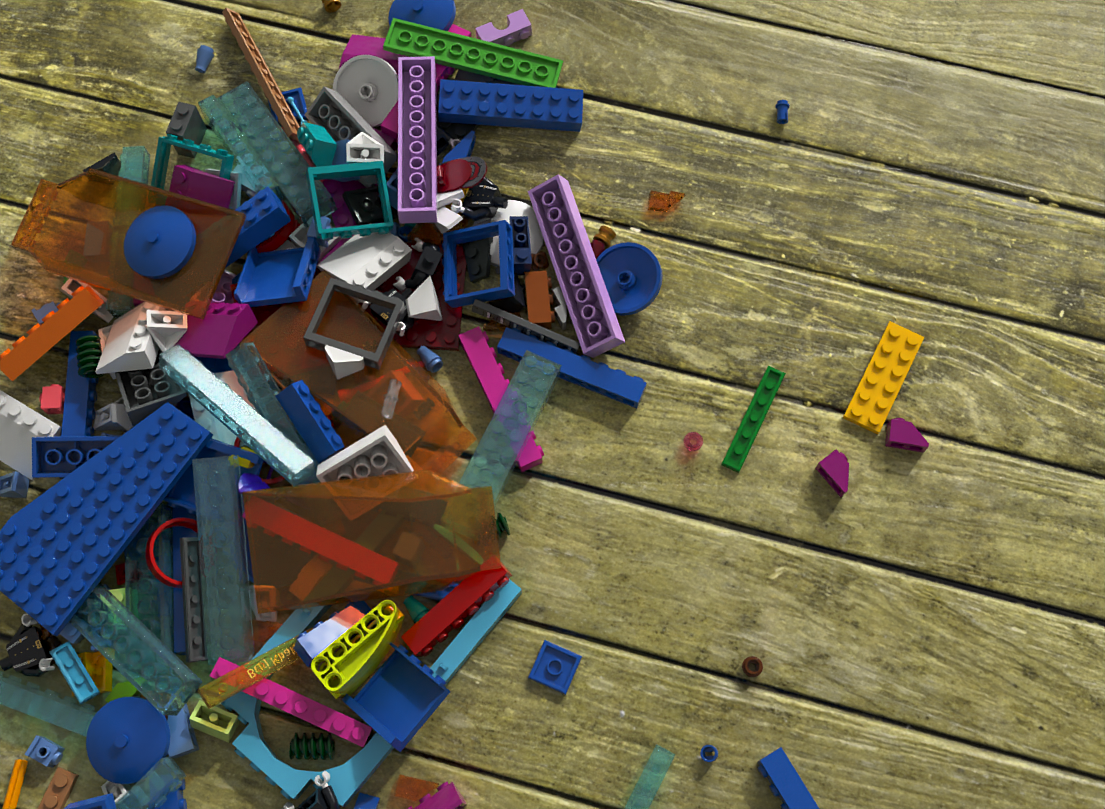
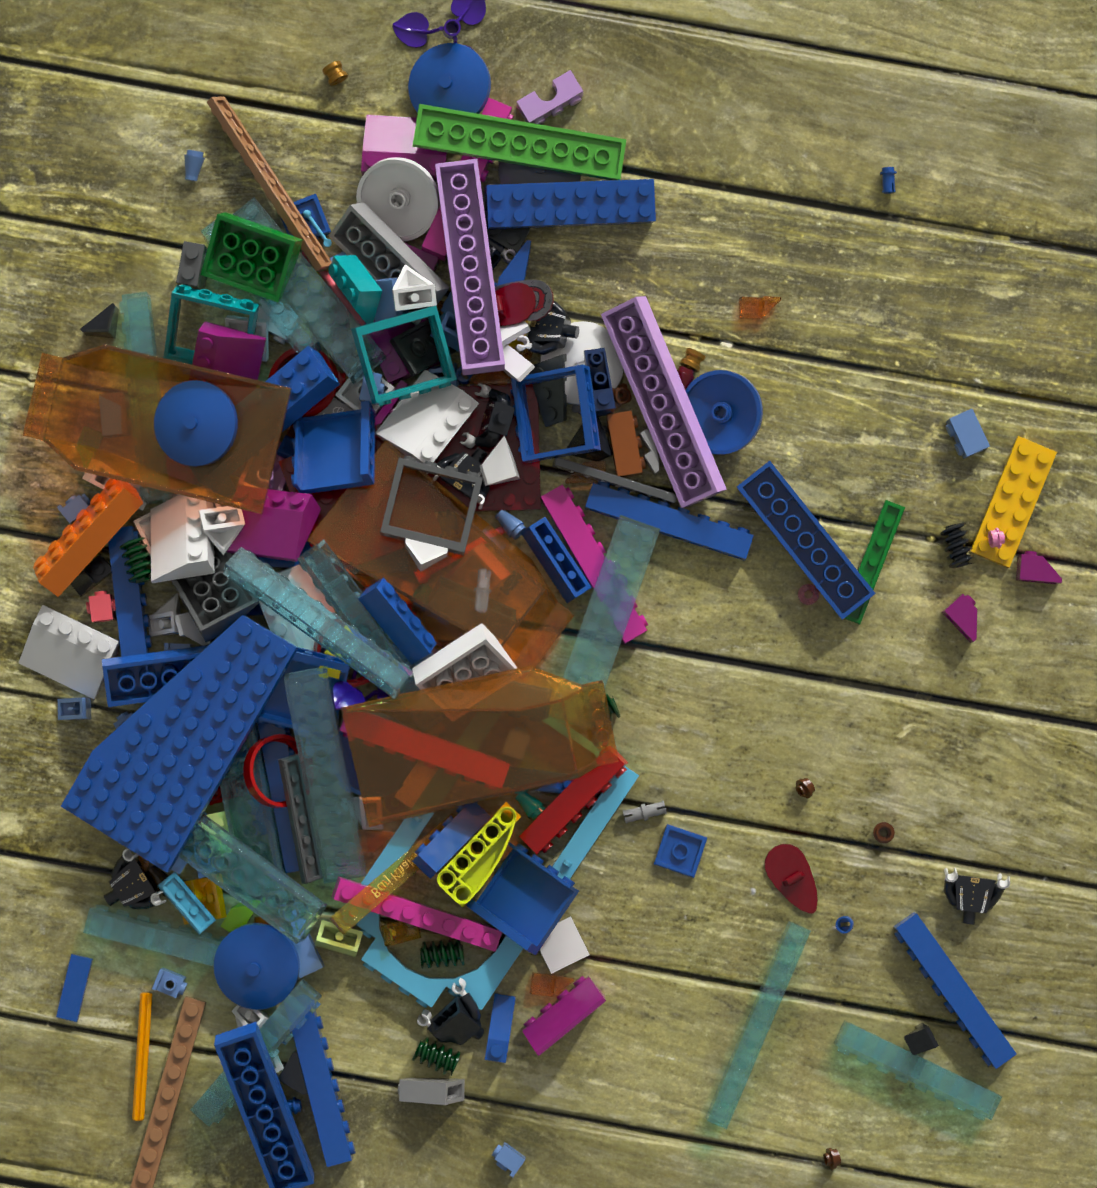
camera: 10 degrees left, 15 degrees up
(50, 373) = (91, 575): none -> black slope
(232, 117) = (250, 256): none -> green slope
(274, 721) = (399, 932): none -> clear yellow slope
(430, 749) = (563, 946): none -> white tile
(466, 390) = (556, 560): none -> blue brick
(524, 626) = (644, 812): none -> light grey pin
(661, 702) = (792, 876): none -> dark red shield
(678, 616) = (805, 788): none -> reddish brown plate
(694, 392) = (805, 540): none -> blue brick
(830, 409) = (957, 545): none -> black piece
(837, 733) = (973, 893): none -> black torso
(844, 315) = (967, 434): none -> medium blue brick
(868, 403) = (996, 538): none -> bright pink plate

